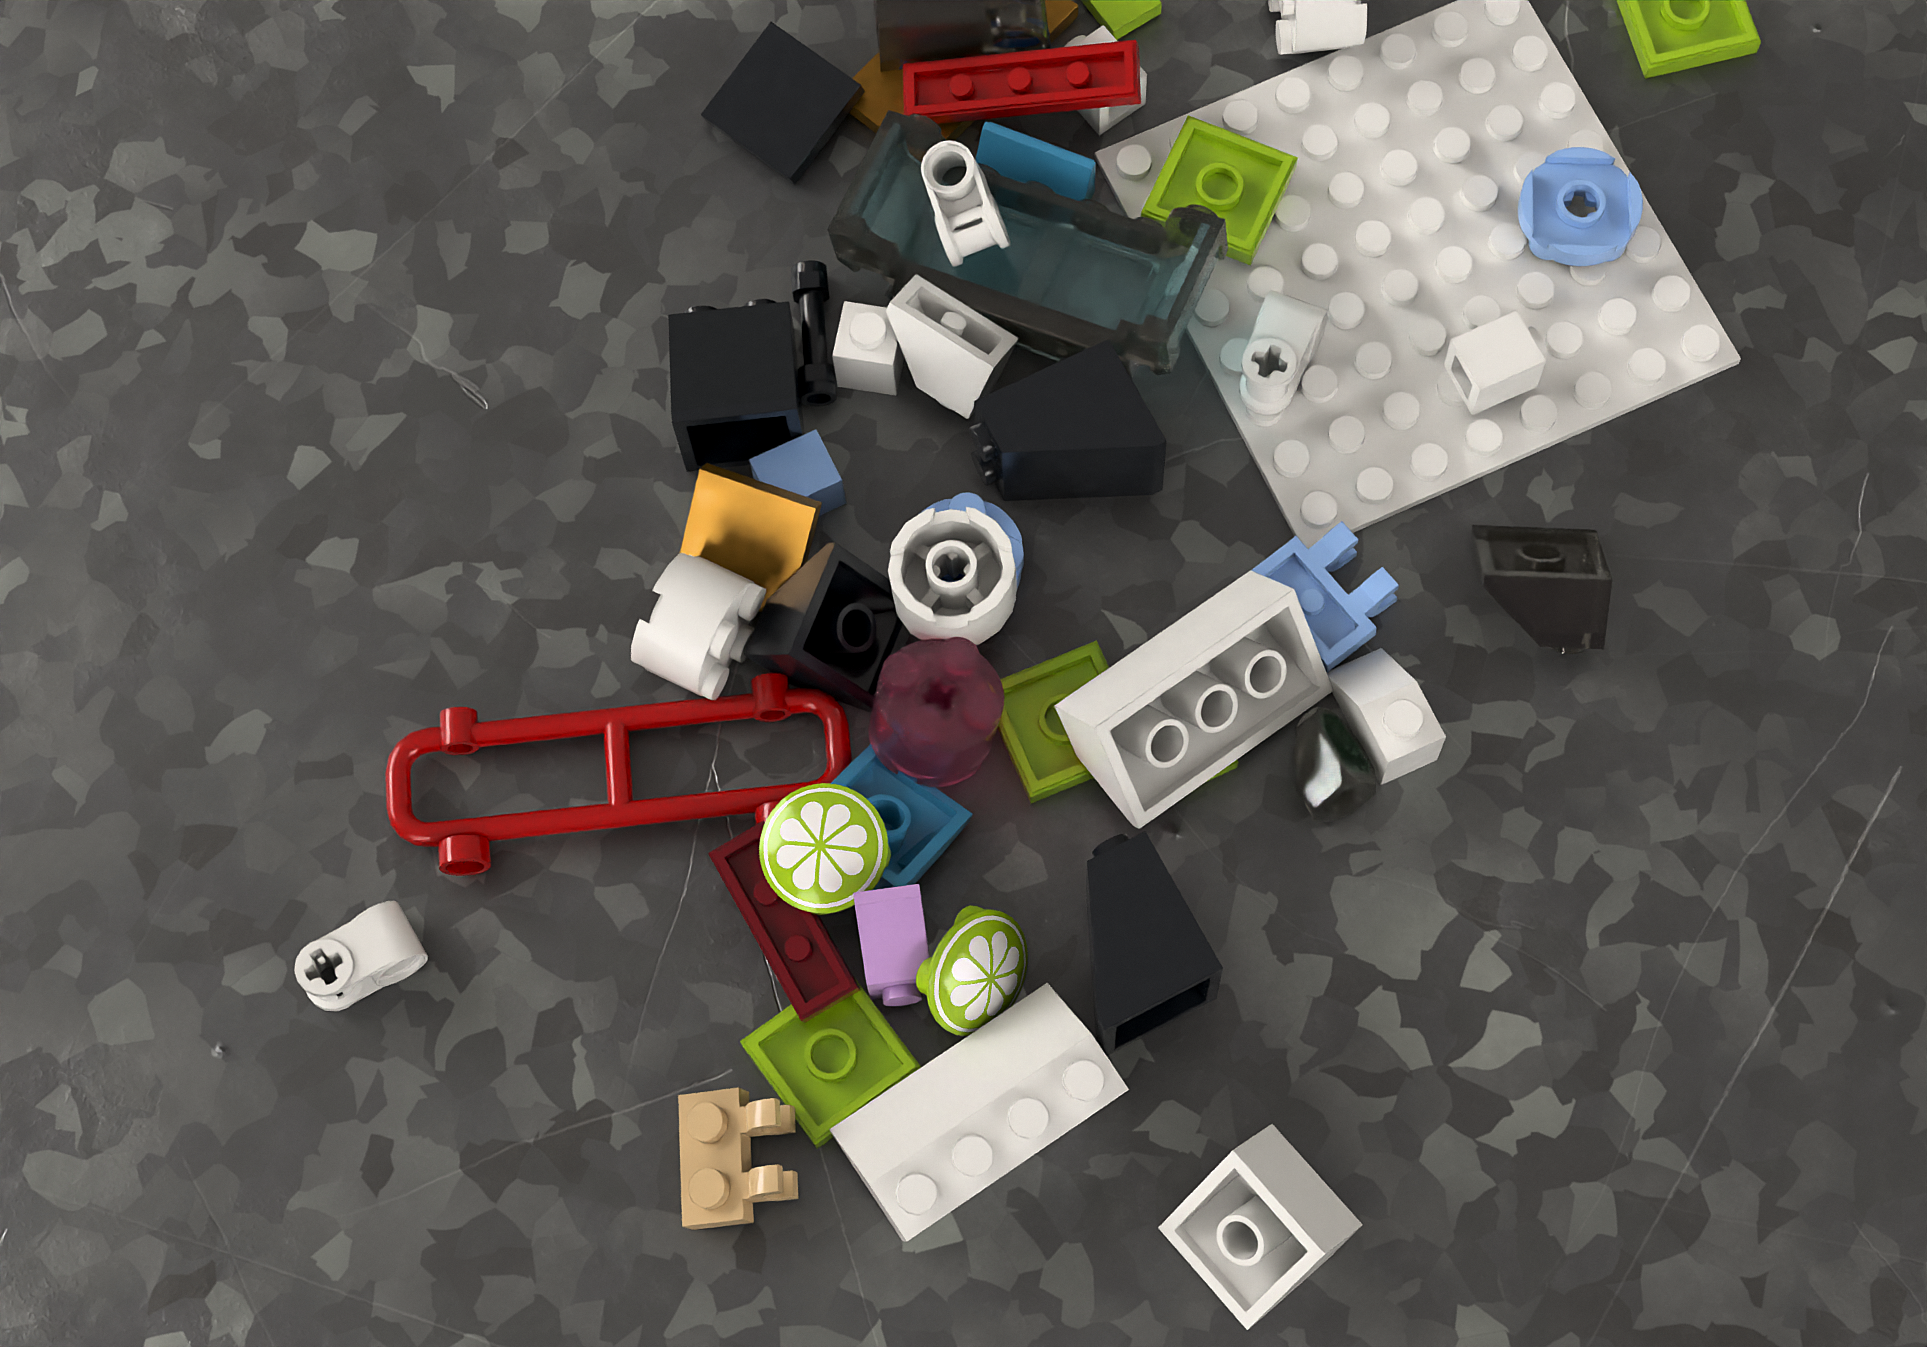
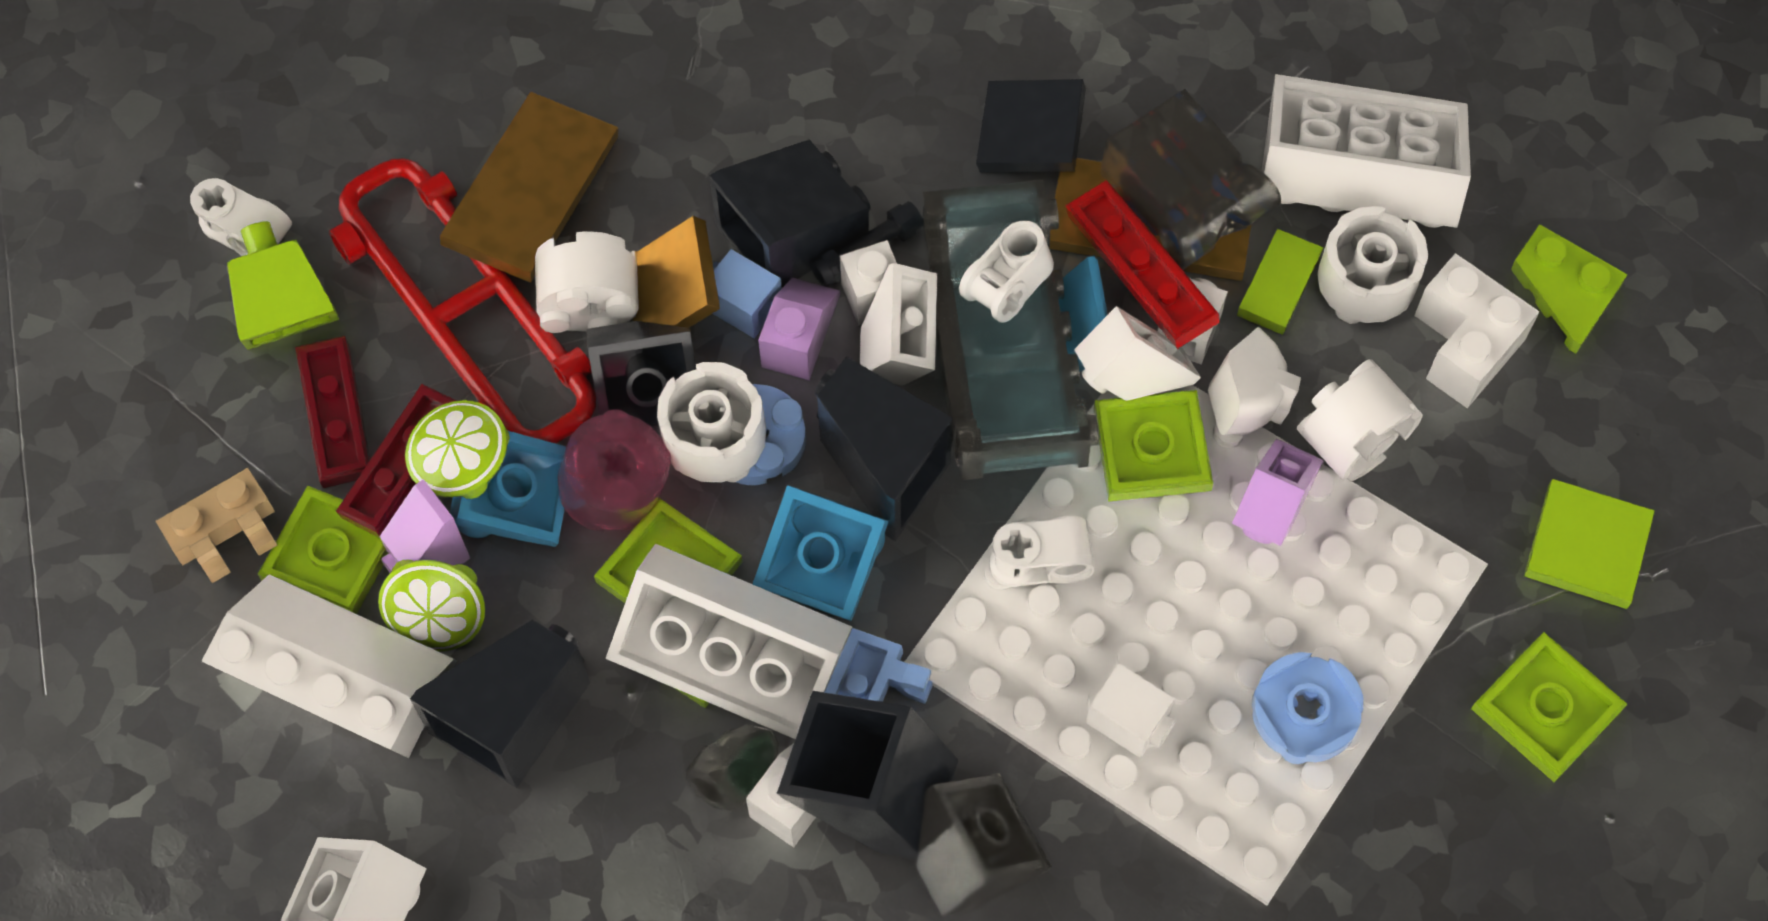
camera: 55 degrees right, 5 degrees down
(482, 955) = (275, 289): none -> lime torso
(524, 628) = (529, 185): none -> pearl gold tile
(661, 972) = (333, 410): none -> dark red tile
(872, 448) = (796, 327): none -> lavender slope
(1126, 150) = (1133, 359): none -> white slope
(1146, 558) = (820, 552): none -> dark azure slope
(1213, 65) = (1252, 386): none -> white piece
(1347, 104) = (1276, 493): none -> lavender slope
(1429, 630) = (866, 770): none -> black slope

